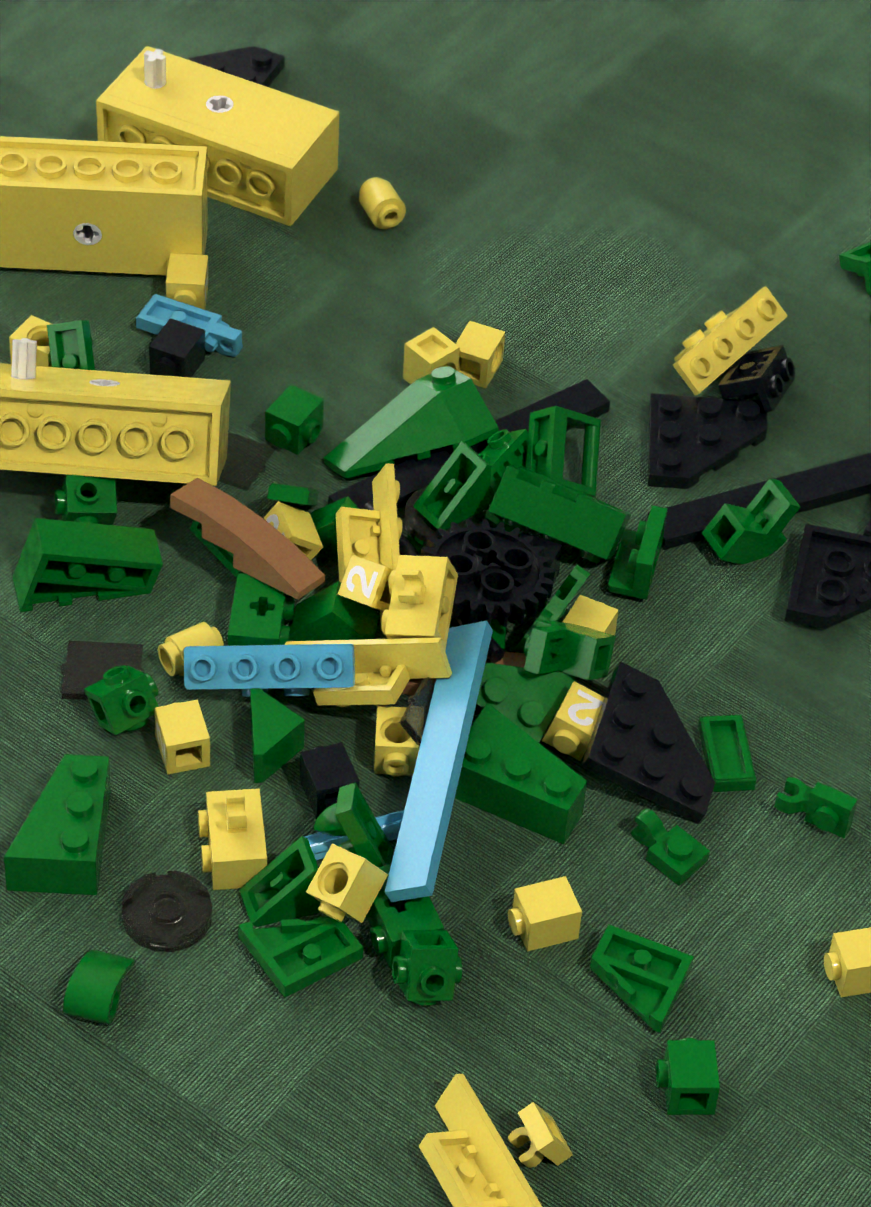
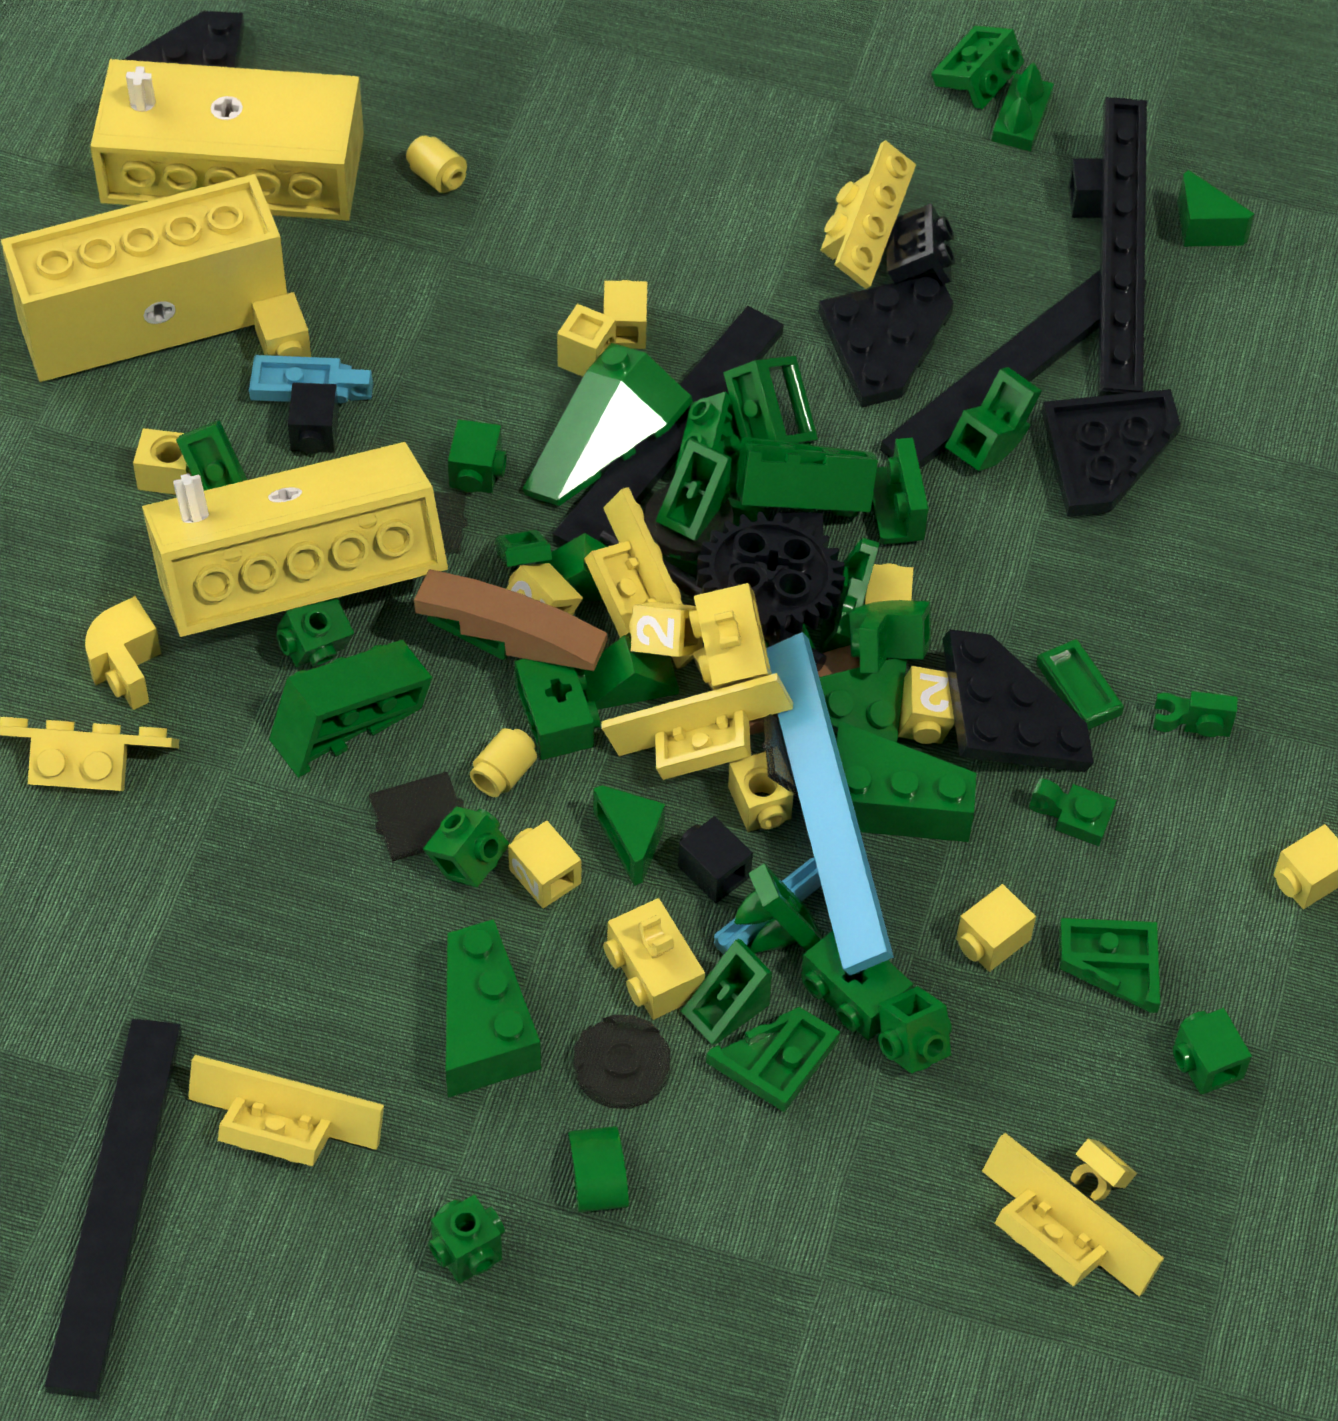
camera: 20 degrees left, 10 degrees up
(270, 667) = (604, 759): medium azure bracket -> none
(346, 884) = (786, 960): light yellow brick -> none

